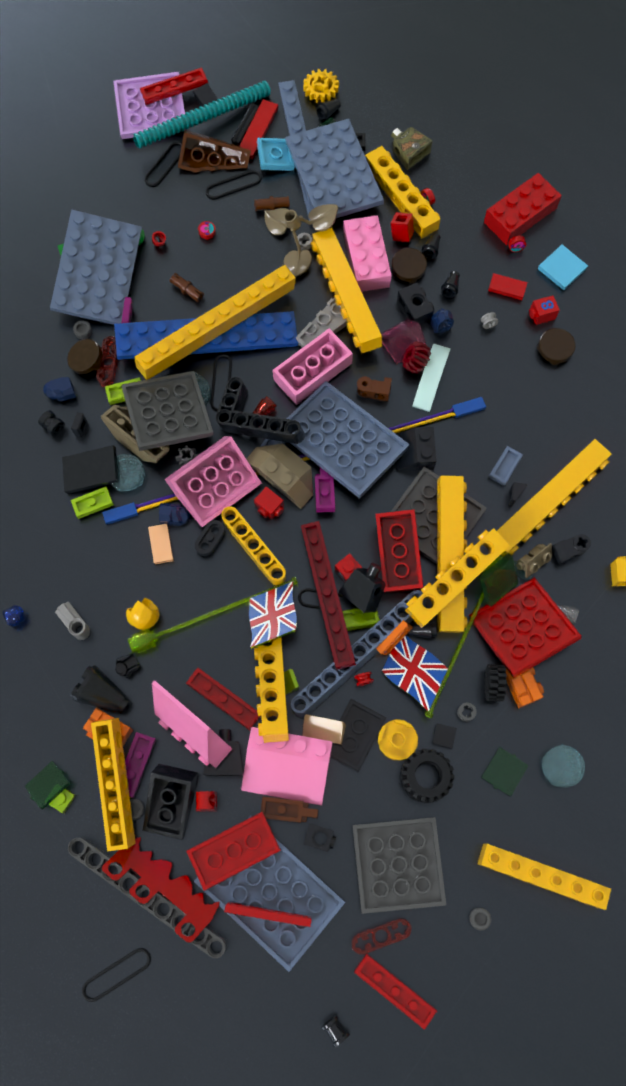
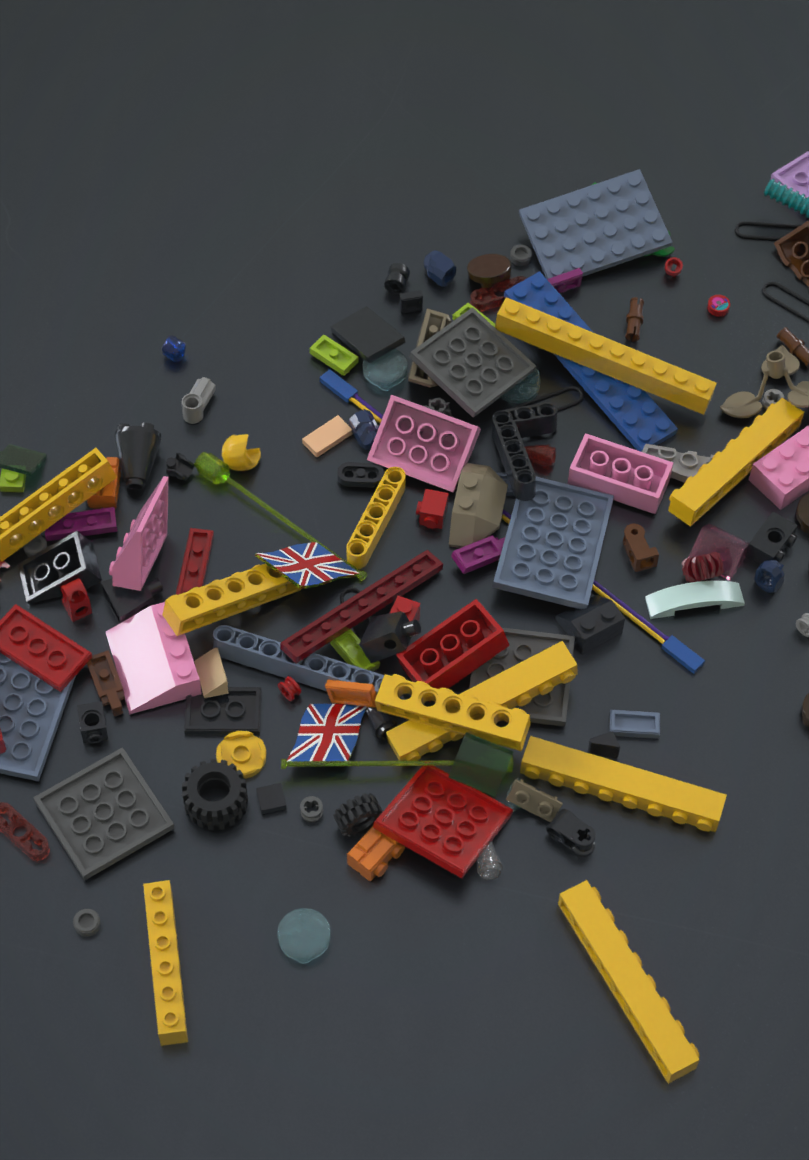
camera: 60 degrees right, 15 degrees down
(291, 683) = (248, 620): lime slope -> none
(505, 771) = (265, 879): clear green piece -> none

